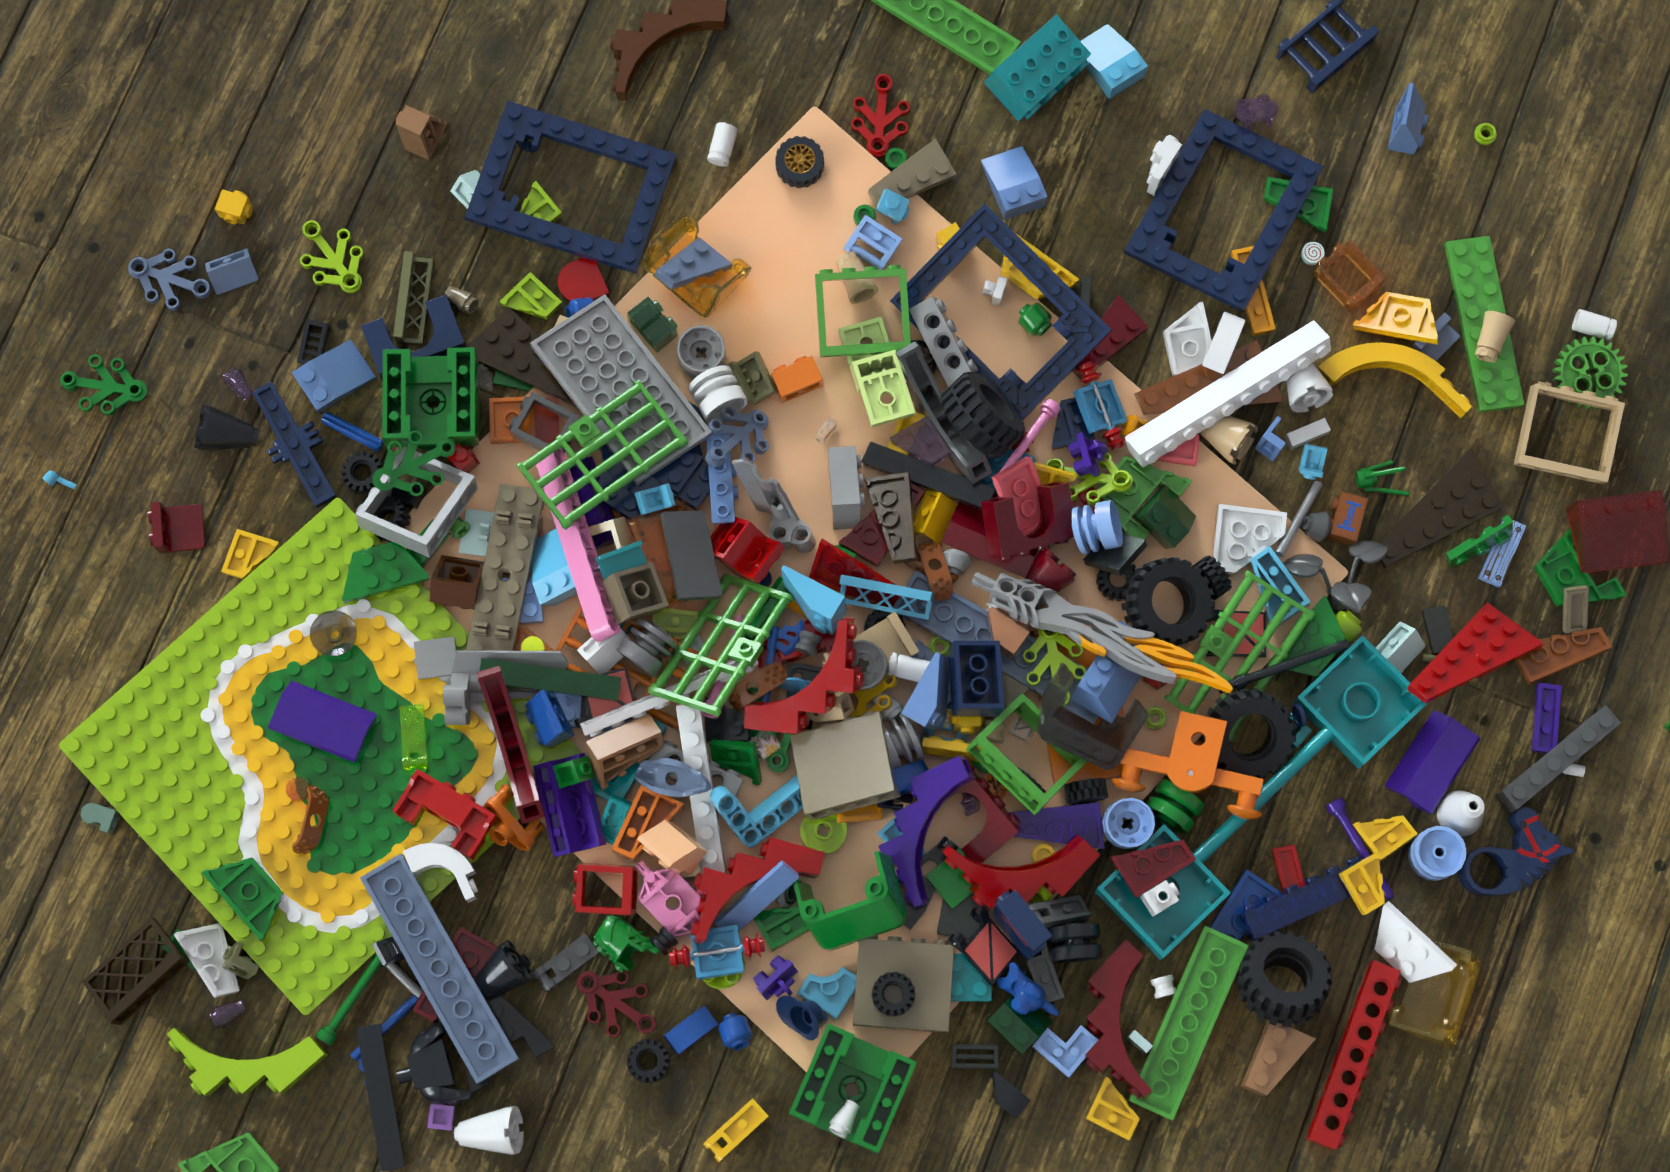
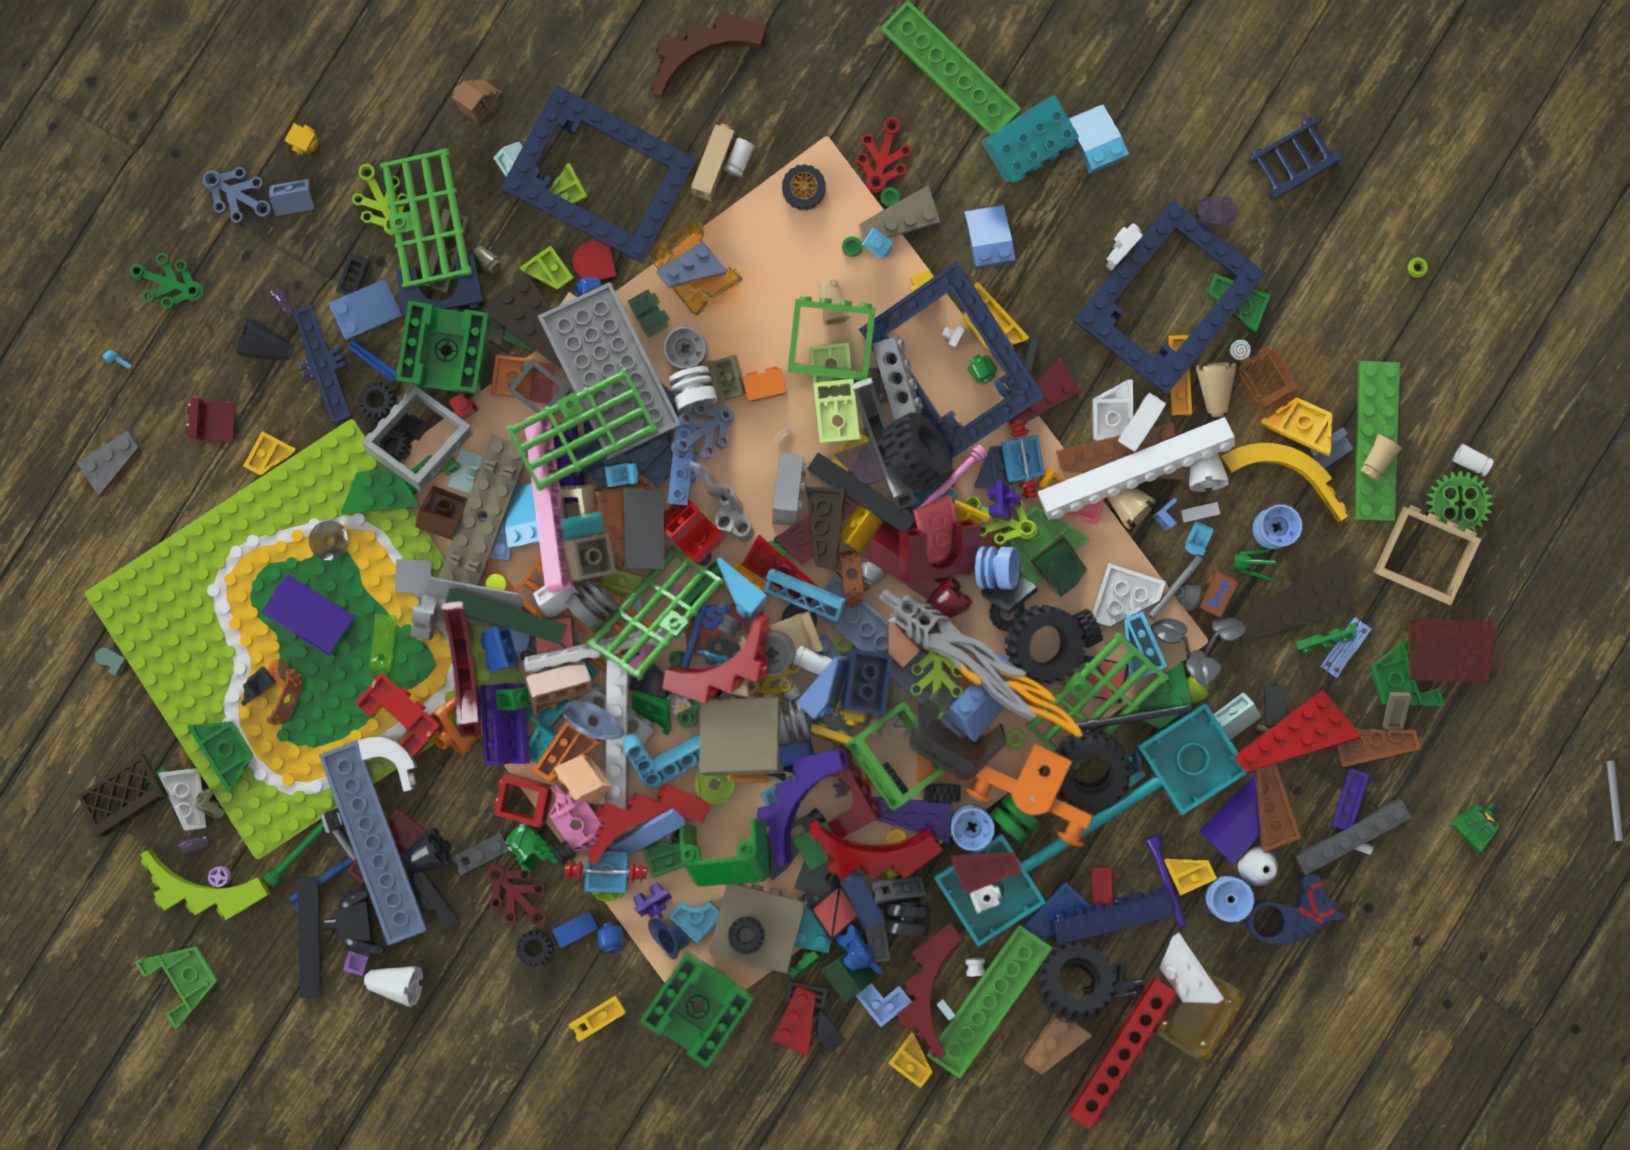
camera: 15 degrees right, 10 degrees up
(62, 596) = (105, 463): none -> flat silver wing
(259, 1045) = (215, 876): none -> lavender wheel
(275, 812) = (256, 685): none -> black slope
(369, 271) = (410, 221): none -> bright green door
(410, 465) = (416, 408): green plant -> none
(694, 154) = (713, 162): none -> tan slope
(766, 678) = (689, 650): dark orange piece -> none
(844, 1120) = (685, 1032): white cone -> none
(878, 238) = (858, 269): light blue plate -> none
(968, 1017) = (807, 960): none -> green plate
(970, 1089) = (796, 1021): none -> red wing
(1296, 293) = (1216, 386): none -> tan cone
(1338, 977) = (1121, 986): none -> black piece
(1365, 883) = (1162, 914): yellow wing -> none
(1407, 426) = (1288, 526): none -> light blue wheel
(1408, 122) = (1349, 247): medium blue slope -> none
(1467, 746) = (1274, 809): none -> dark orange wing

